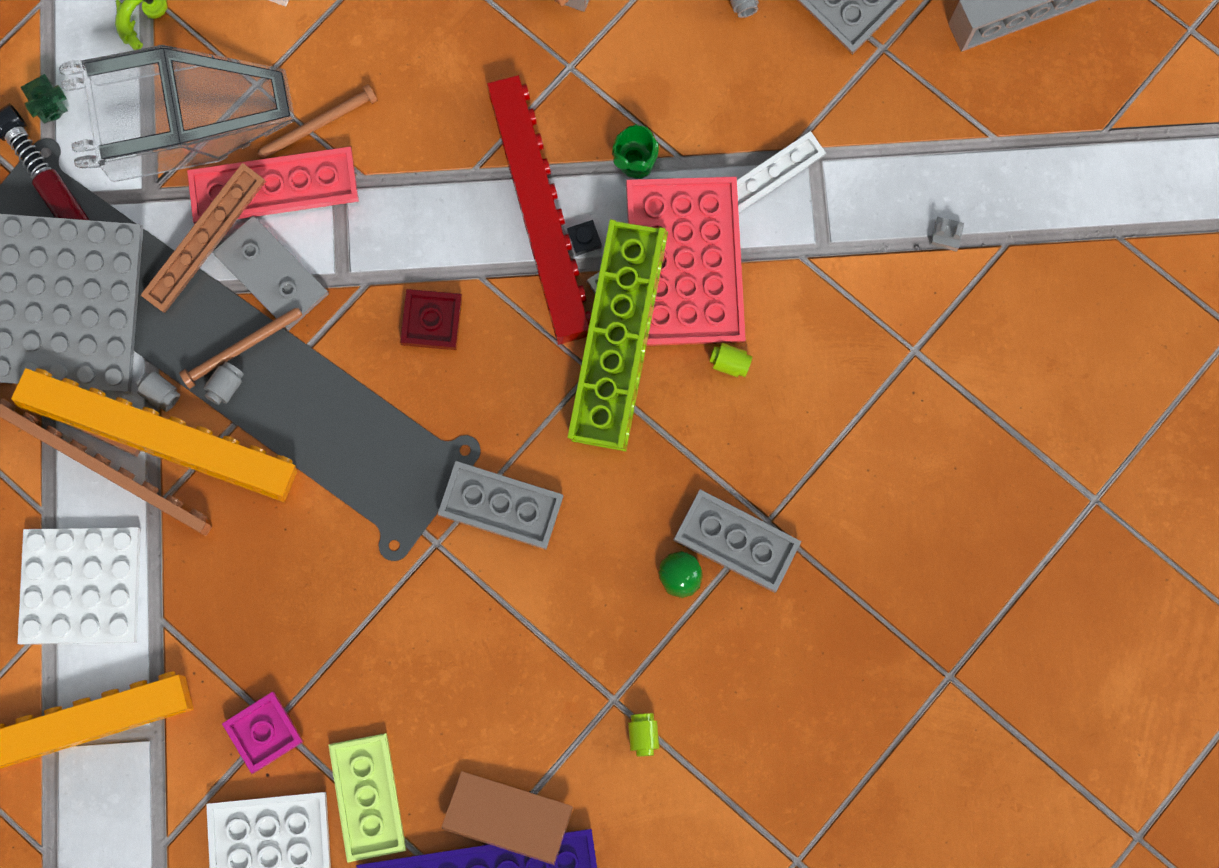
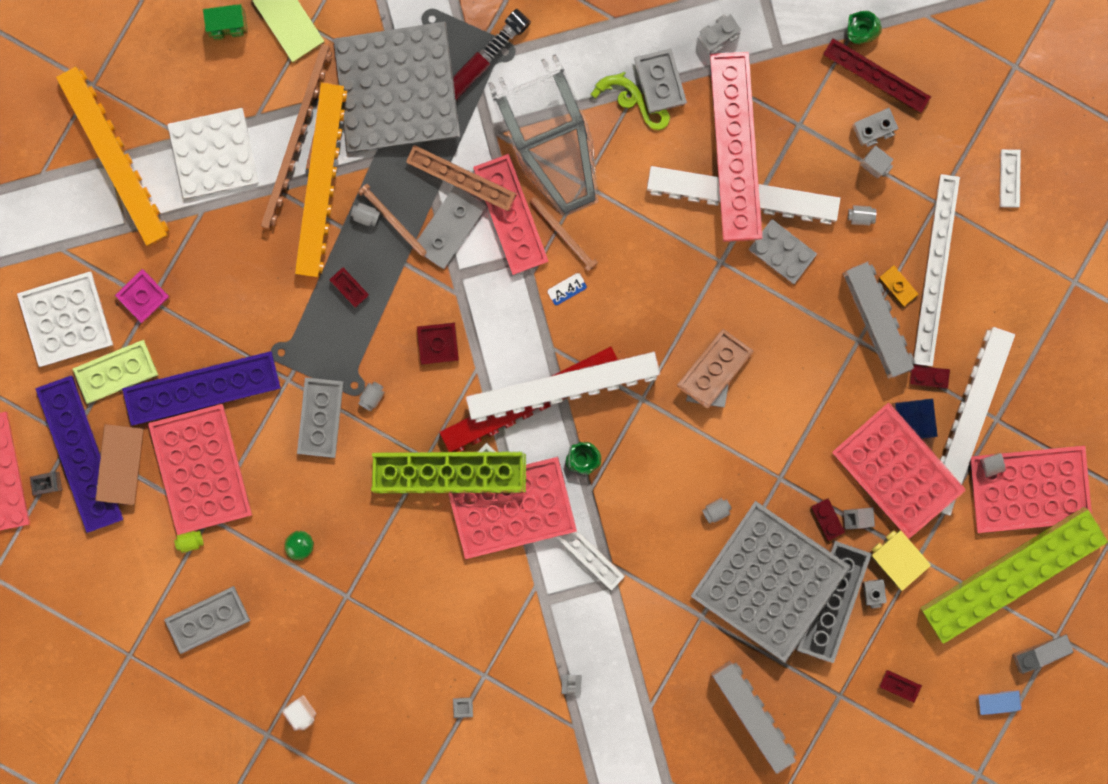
camera: 80 degrees right, 10 degrees up
(44, 99) = (539, 37): clear green brick -> none
(157, 391) = (351, 172): light grey brick -> none
(322, 426) = (349, 287): none -> dark red plate
(395, 135) = (567, 289): none -> sticker
(420, 672) = (201, 388): none -> dark purple plate
(485, 426) = (371, 396): none -> light grey brick
(528, 154) = (563, 385): none -> white brick
(539, 697) = (200, 469): none -> coral plate
(584, 237) = (518, 435): black plate -> none
(730, 360) = (450, 551): lime brick -> none
(737, 541) = (327, 578): light grey plate -> none
(765, 731) = (207, 619): none -> light grey plate
(930, 613) = (300, 713): none -> white brick
(955, 387) = (463, 707): none -> light grey tile

